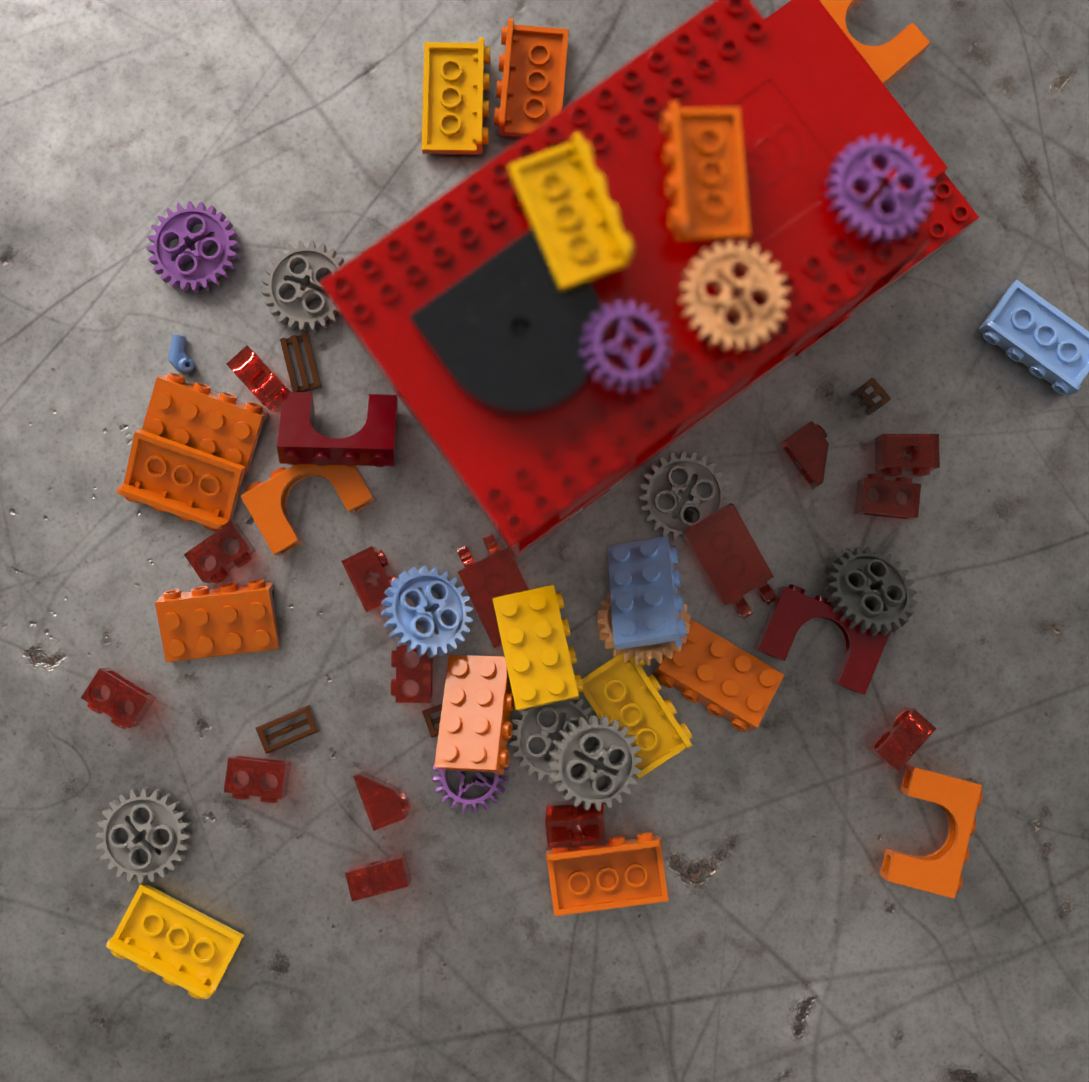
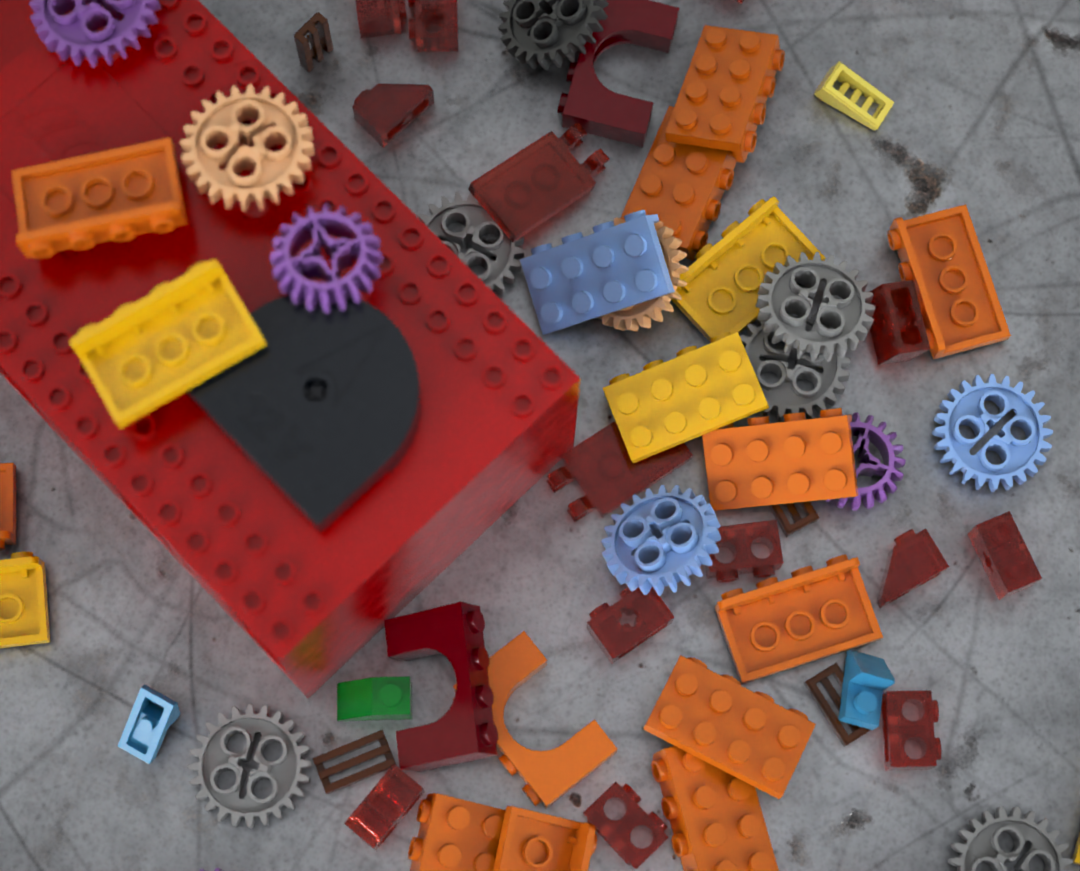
camera: 100 degrees left, 10 degrees down
(278, 641) = (730, 726): none -> orange bracket
(297, 749) = (863, 689): none -> dark azure slope
(341, 383) = (375, 699): none -> green slope
(348, 216) = (148, 724): none -> dark azure slope
(354, 708) = (797, 619): none -> orange bracket
(456, 900) = (1015, 455): none -> light blue gear
(781, 833) = (851, 80): none -> light yellow slope
(788, 722) = (726, 90): none -> orange bracket

